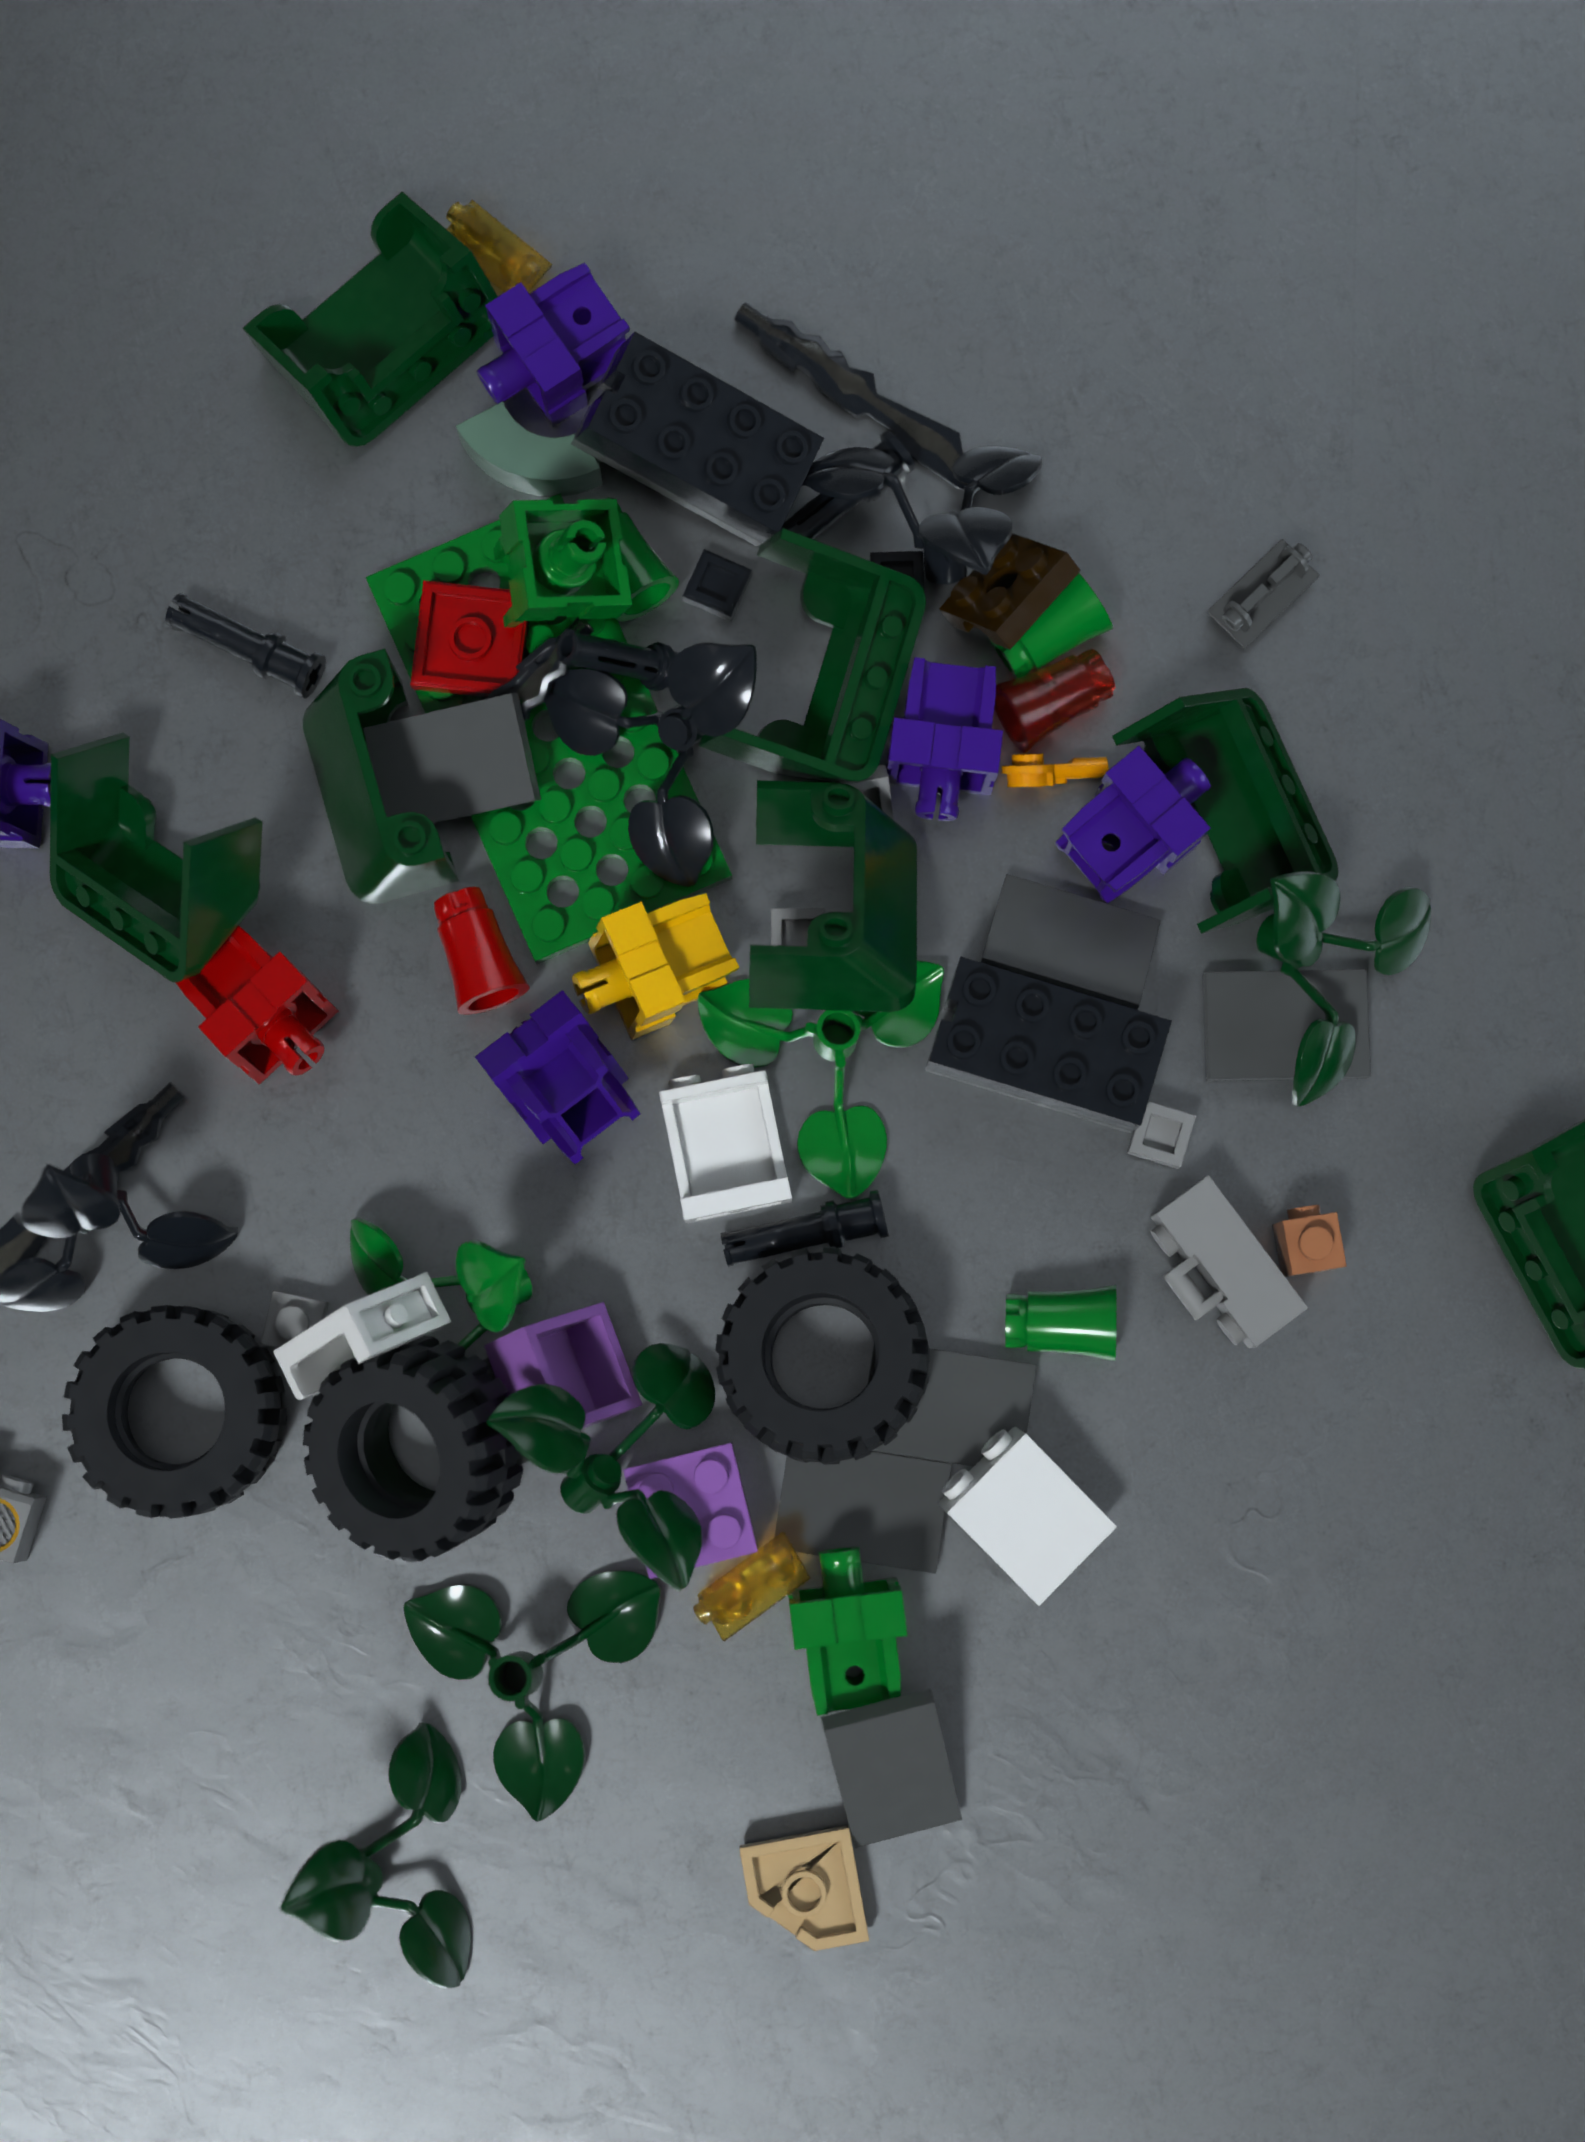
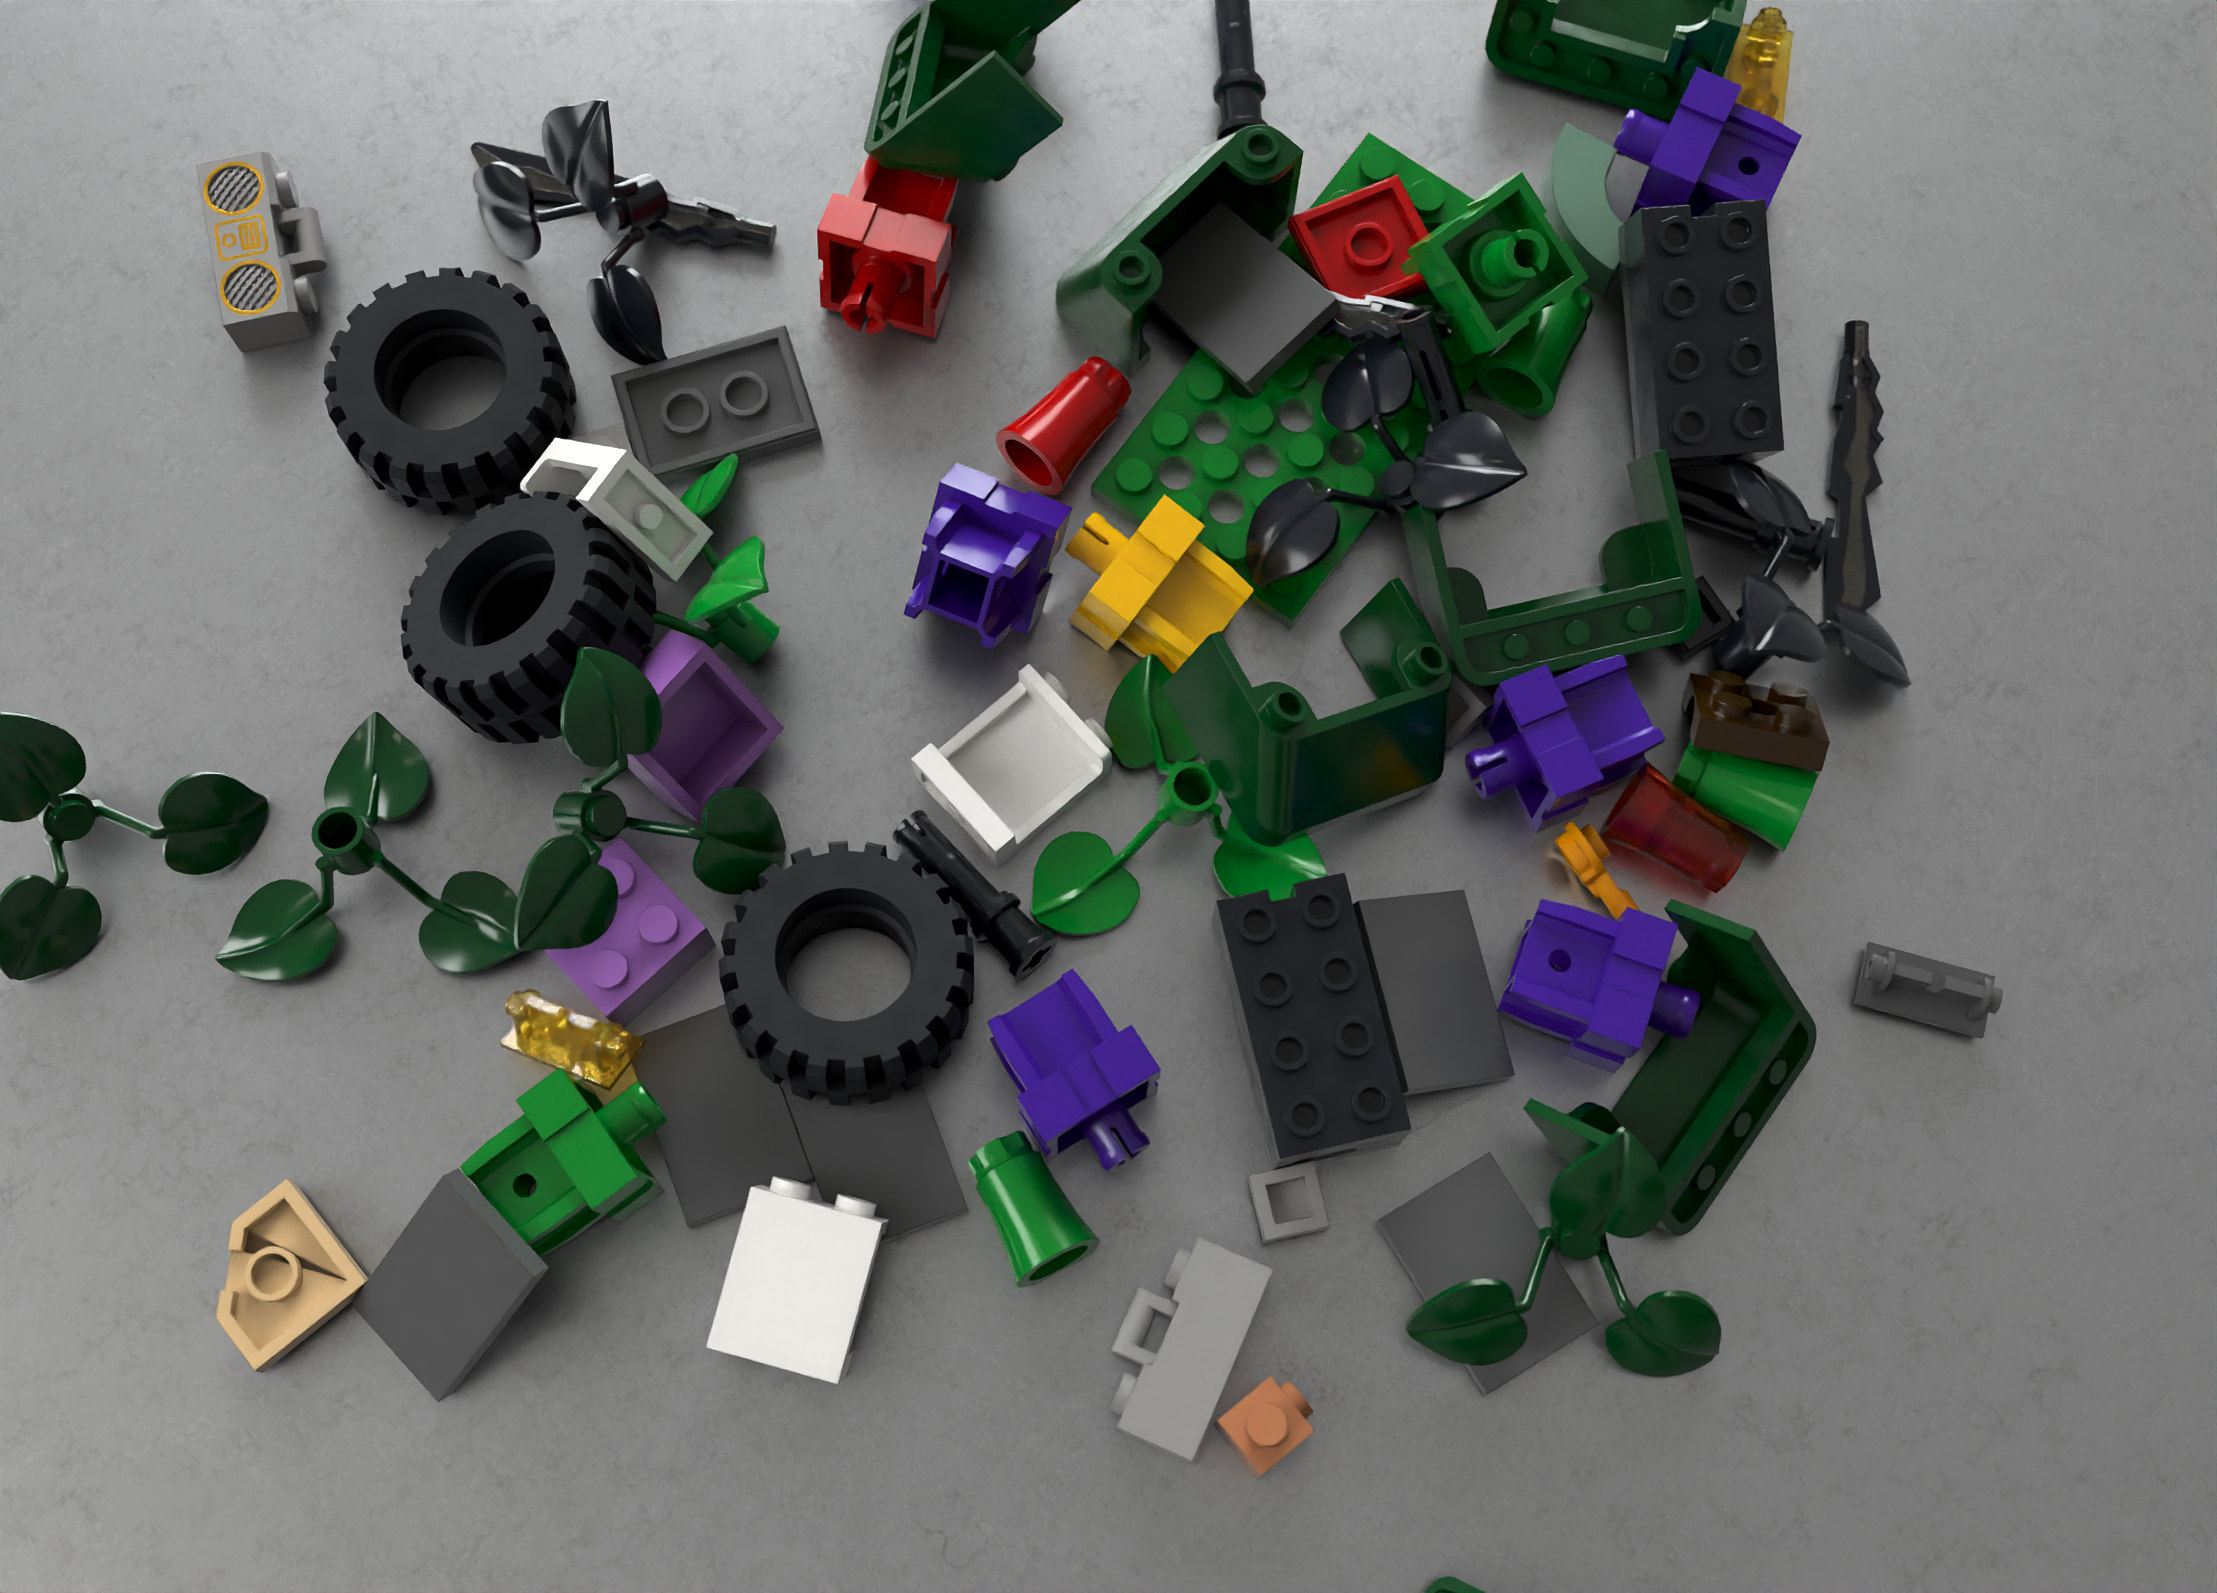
camera: 60 degrees right, 10 degrees down
(298, 1211) = (716, 403): none -> dark grey tile
(717, 585) = (1573, 453): black tile -> none
(990, 1233) = (1075, 1072): none -> dark purple piece

